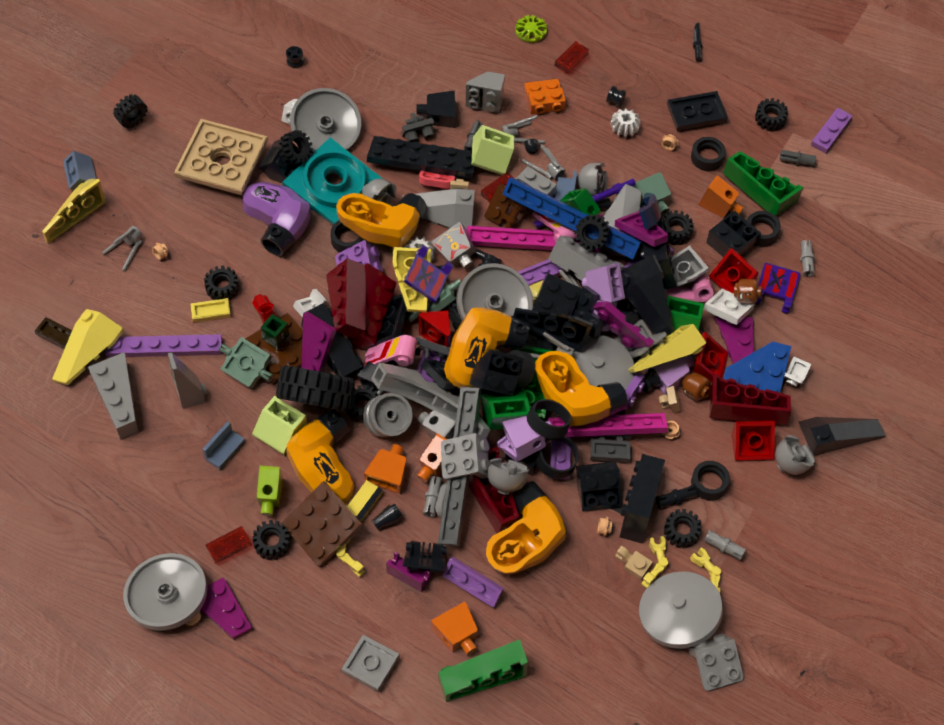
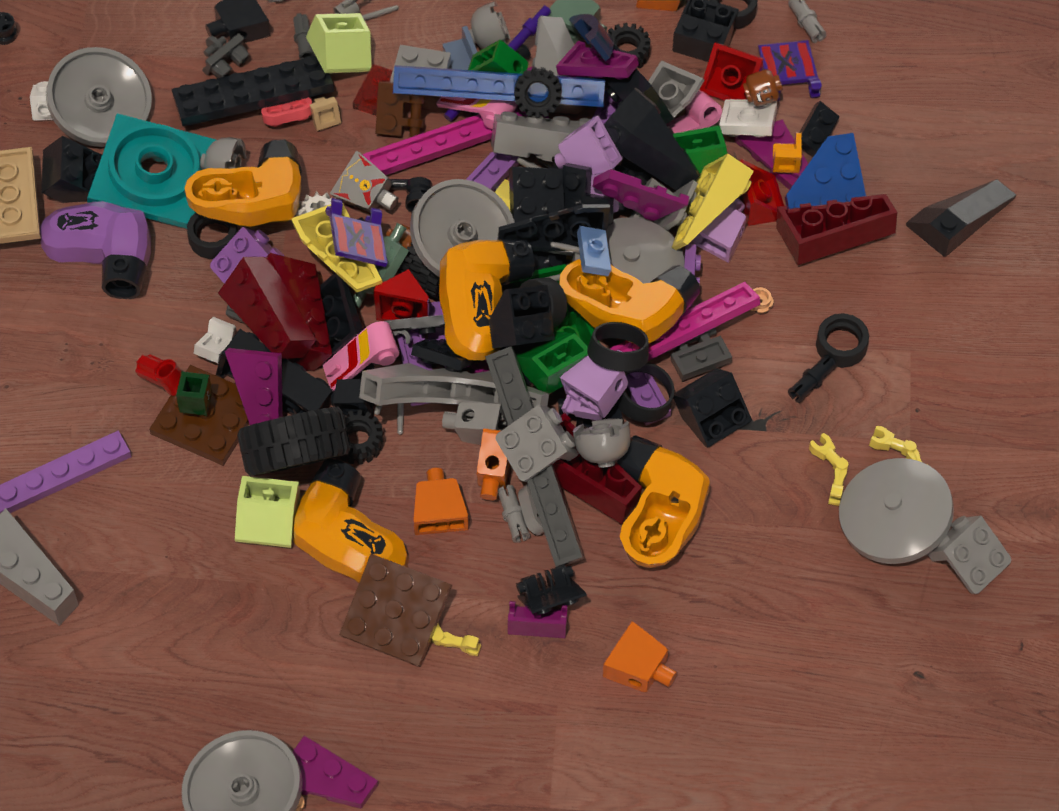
camera: 25 degrees left, 0 degrees up
(186, 383) = (110, 512): light grey wedge -> none
(210, 310) = (83, 406): light yellow tile -> none
(221, 274) = (79, 378): black tyre -> none
(222, 446) = (206, 573): sand blue panel -> none
(228, 544) = (286, 692): clear red plate -> none
(246, 362) = (175, 451): sand green plate -> none
(269, 489) = (299, 589): lime torso -> none
(271, 551) = (339, 645): black tyre -> none
(303, 146) = (90, 138): black tyre -> none
(365, 499) = (430, 553): light yellow tile -> none
(370, 663) = (554, 753): light grey plate -> none
(388, 516) = (472, 563): black cone -> none
(398, 417) = (402, 436): light grey wheel -> none
(449, 207) = (326, 139): light grey wedge -> none
(473, 582) = (625, 594): medium lavender plate -> none
(484, 671) = (703, 695): green wedge -> none
(531, 145) = (385, 18): black hinge -> none
(554, 168) = (432, 35): light grey plant -> none
(569, 349) = (594, 251): none -> medium blue plate
(604, 526) = (746, 453): light nougat plate -> none
(635, 564) = (809, 481): tan plate -> none
(641, 497) = (774, 398): black wedge -> none
(651, 380) = (705, 247): black wheel -> none
(670, 400) = (740, 263): tan tile -> none
(682, 539) = (842, 399): black tyre -> none
(696, 386) = (762, 232): dark orange head -> none
(725, 545) = (903, 410): light grey pin -> none
(740, 343) = (787, 156): none -> light orange panel
(753, 440) = (867, 268): red slope -> none
(772, 332) = (817, 127): none -> black plate
(793, 457) = (926, 268): light grey cylinder -> none
(797, 372) = (873, 162): white bracket -> none

